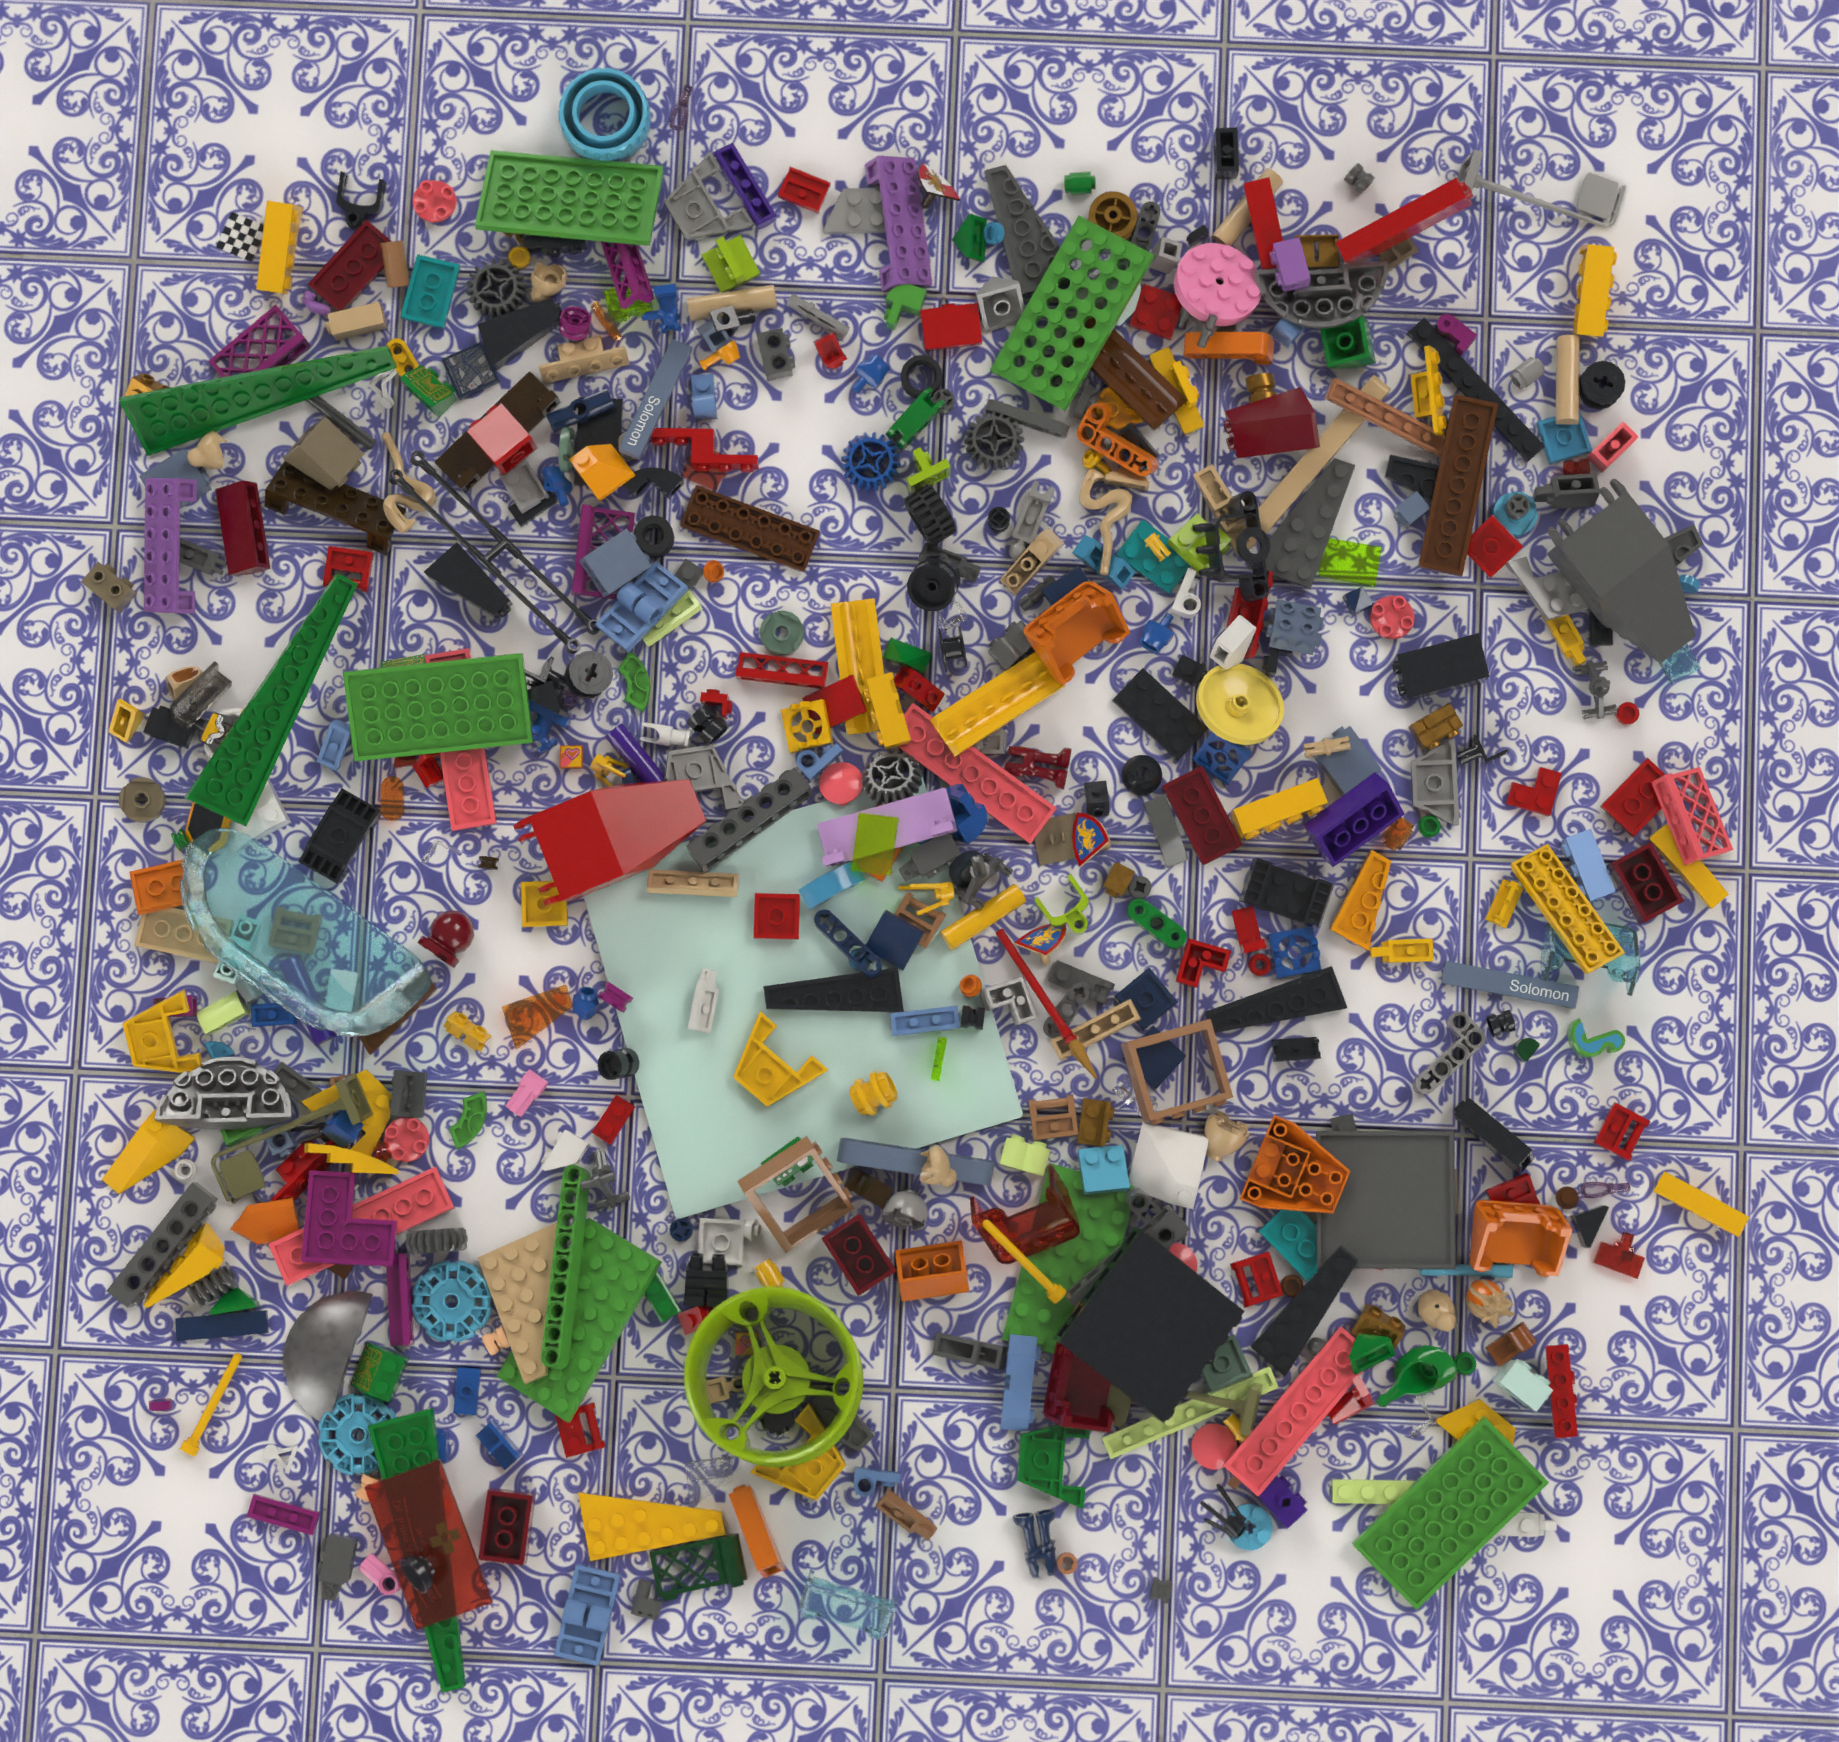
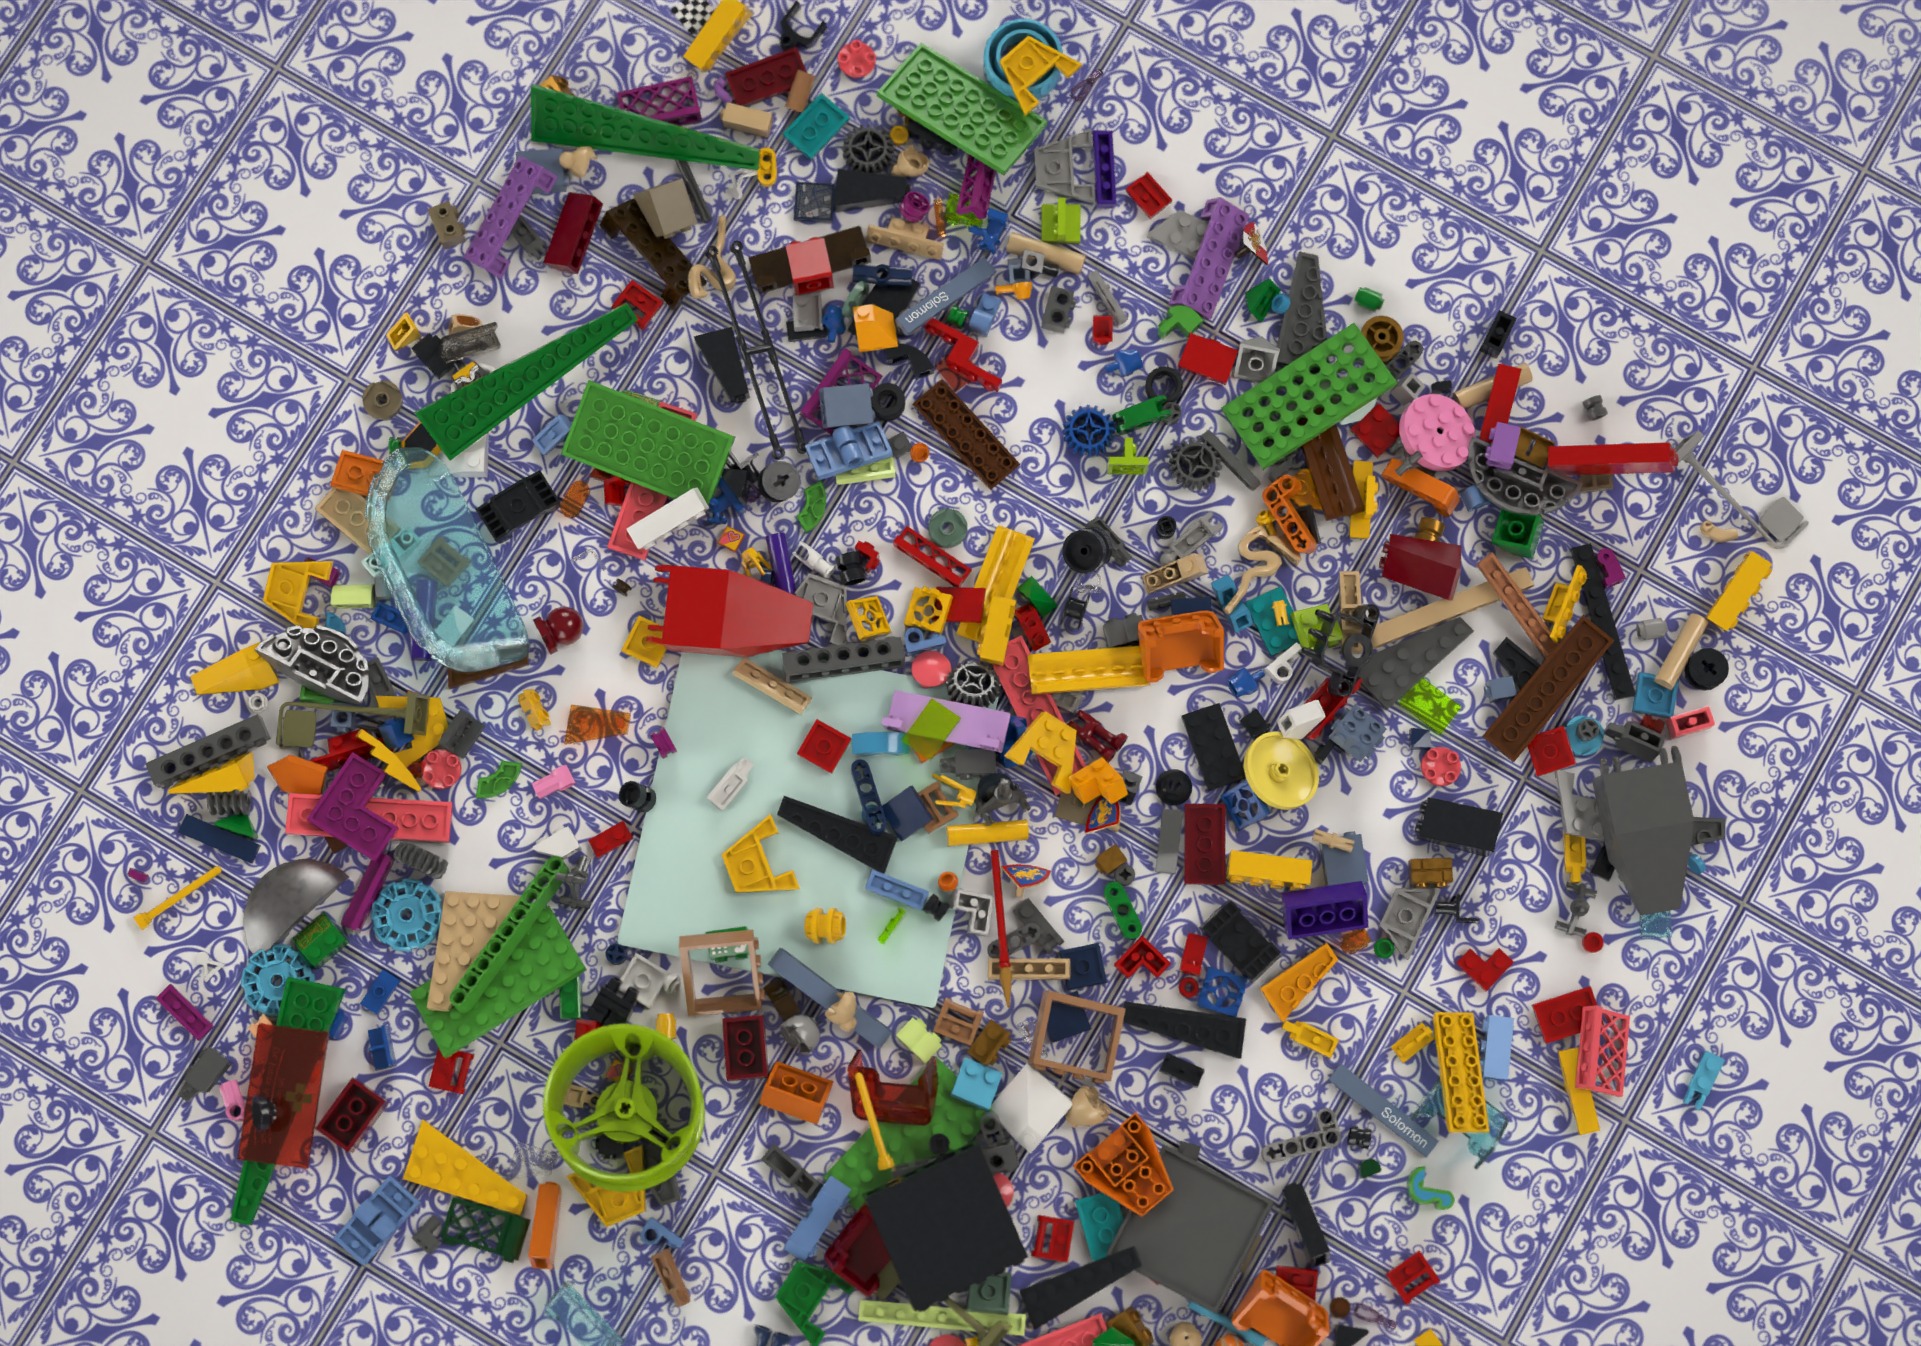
camera: 25 degrees right, 5 degrees down
(429, 390) = (774, 200): green slope -> none
(495, 1340) = (423, 964): light nougat wheel -> none
(499, 770) = (668, 518): none -> white brick
(585, 1003) = (638, 736): blue rock -> none
(614, 116) = (1028, 64): none -> yellow wing
(678, 413) = (957, 316): none -> green wheel
(757, 755) = (877, 613): none -> yellow piece
(930, 515) = (1113, 495): black tyre -> none
(1000, 793) = (1052, 741): none -> yellow wing
(1065, 807) = (1097, 780): none -> light orange brick
(1073, 916) = (1061, 869): lime piece -> none
(1096, 1246) = (939, 1144): none -> black wheel
(1291, 1285) = (1078, 1258): reddish brown plate -> none
(1315, 1345) = (1072, 1317): dark grey hinge -> none
(1543, 244) = (1717, 534): none -> tan arm
(1645, 883) = (1535, 1085): dark red brick -> none
(1801, 790) = (1703, 1078): none -> medium azure hinge

